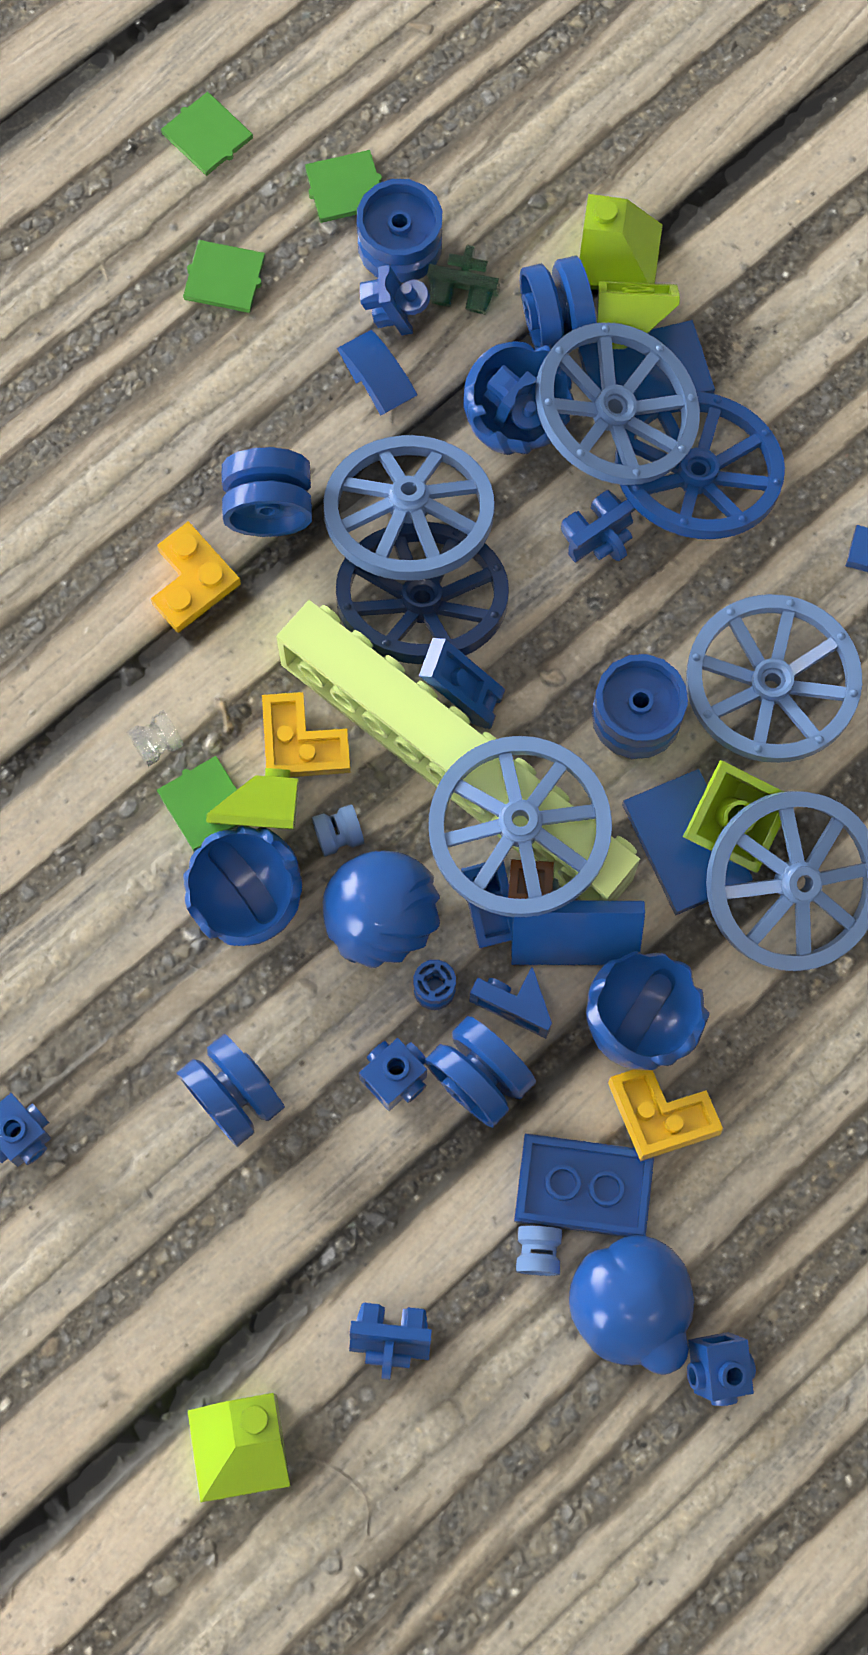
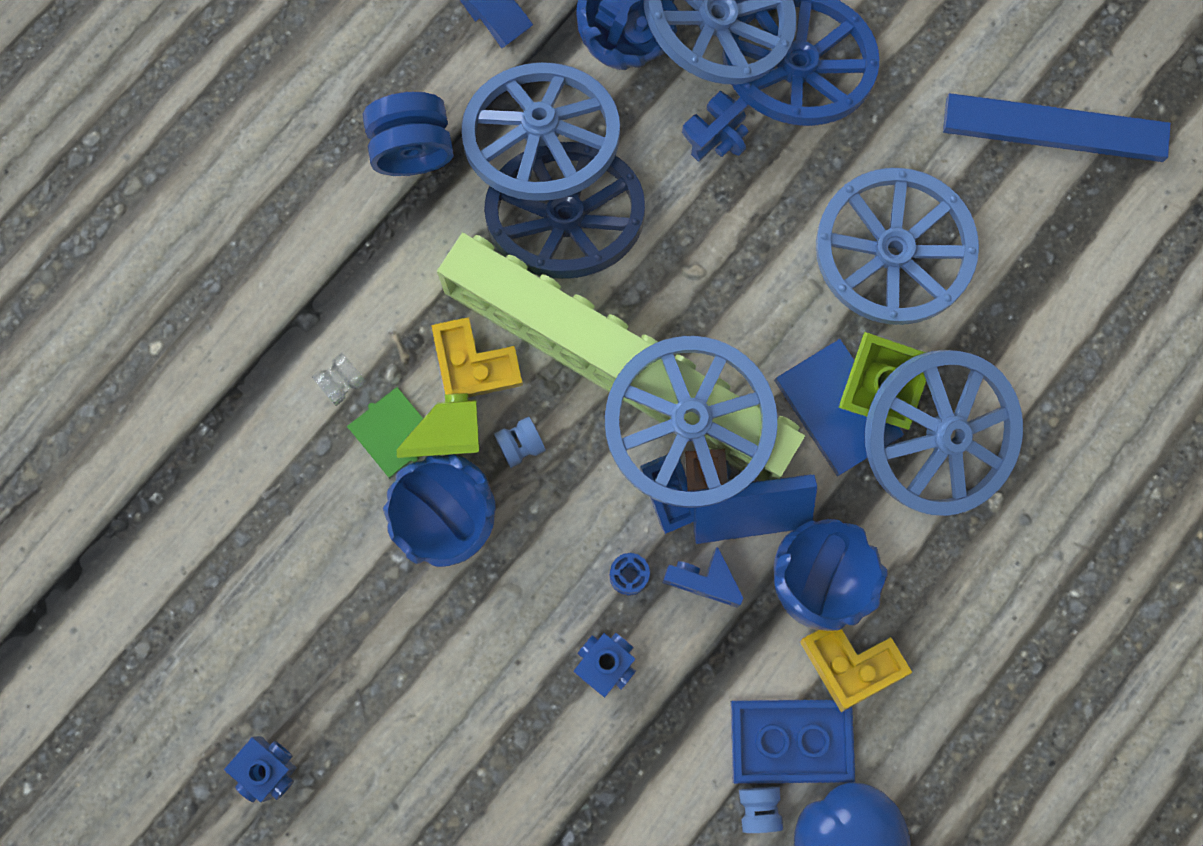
camera: 10 degrees left, 5 degrees up
(202, 578) = (360, 226): yellow plate -> none
(236, 1085) = (451, 709): blue wheel -> none
(380, 907) = (570, 511): blue piece -> none
(462, 682) = (614, 289): blue plate -> none
(480, 1071) = (681, 657): blue wheel -> none
(660, 704) = (760, 285): blue wheel -> none

